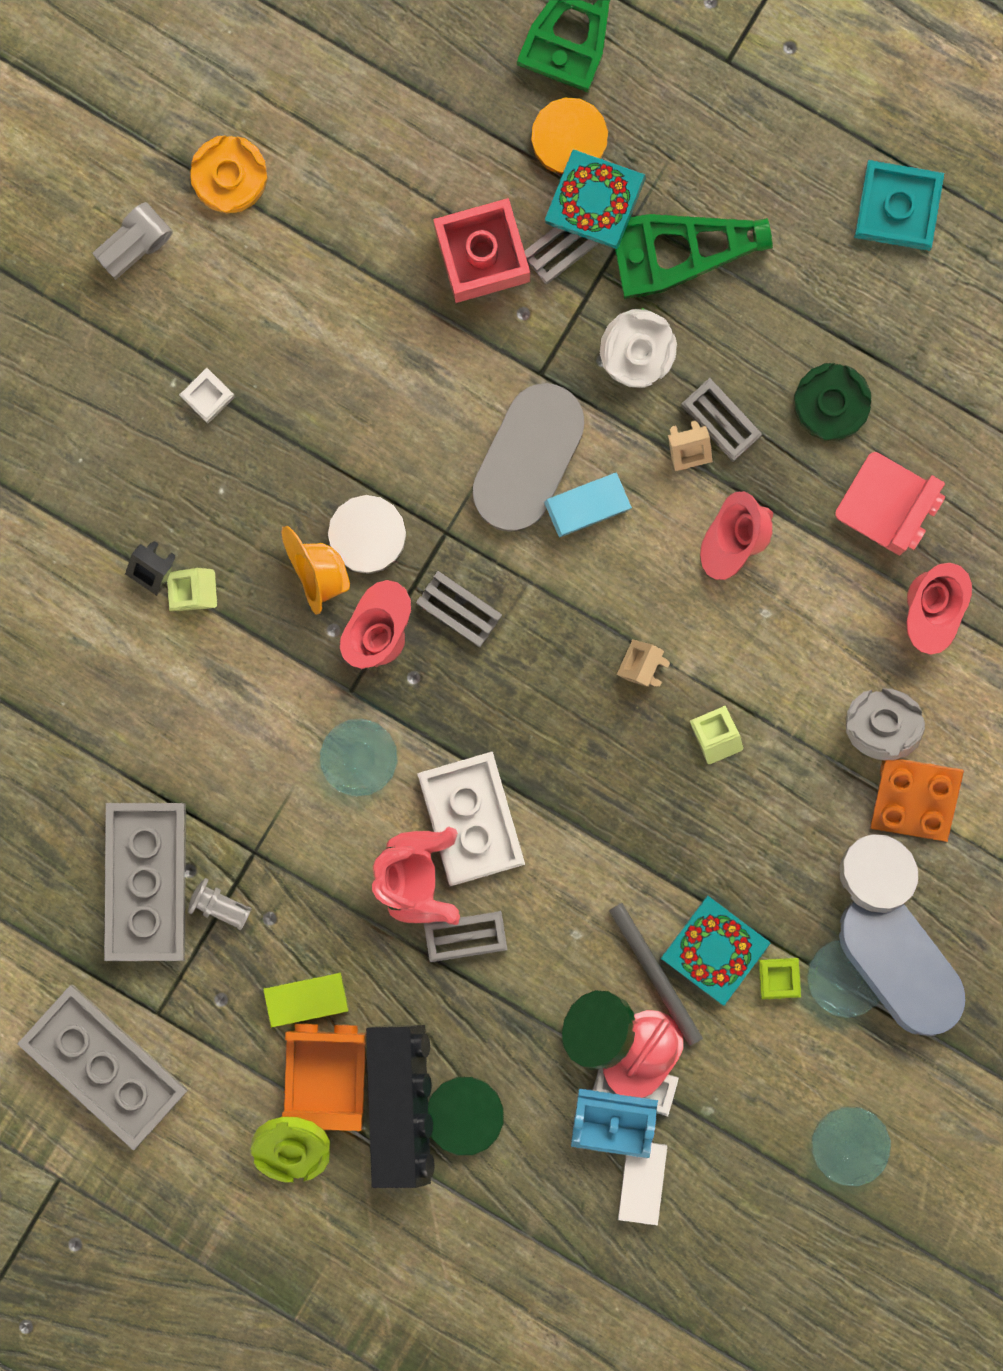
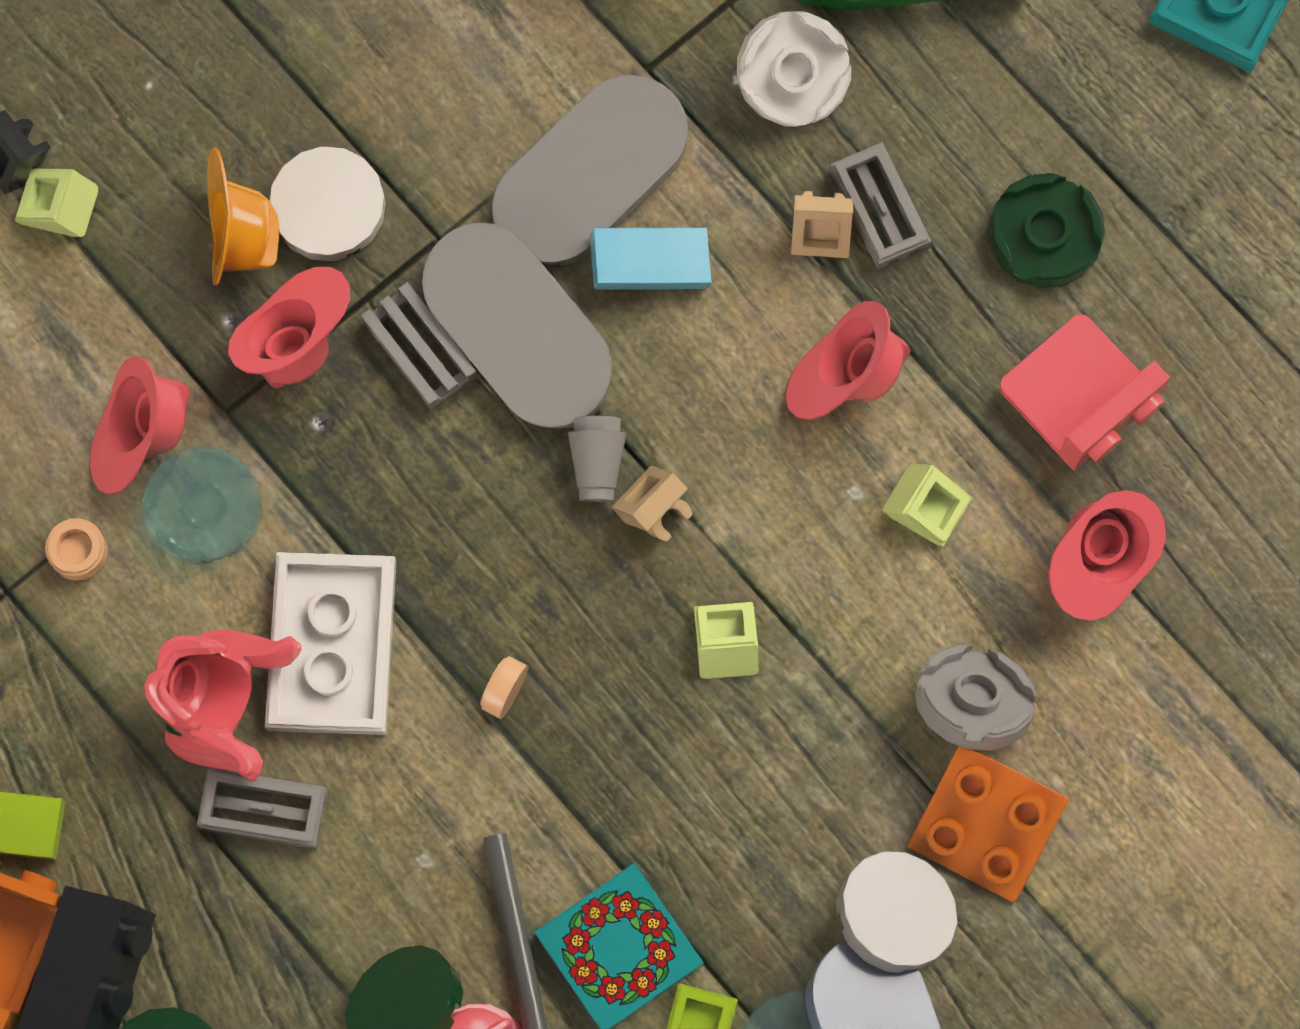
camera: 15 degrees right, 10 degrees down
(289, 812) = (76, 549): none -> light nougat tile
(299, 721) = (138, 423): none -> coral piece
(518, 577) = (517, 325): none -> light grey tile
(590, 812) = (503, 687): none -> light nougat tile
(597, 645) = (596, 456): none -> light grey cone
(813, 606) = (927, 503): none -> yellowish green slope

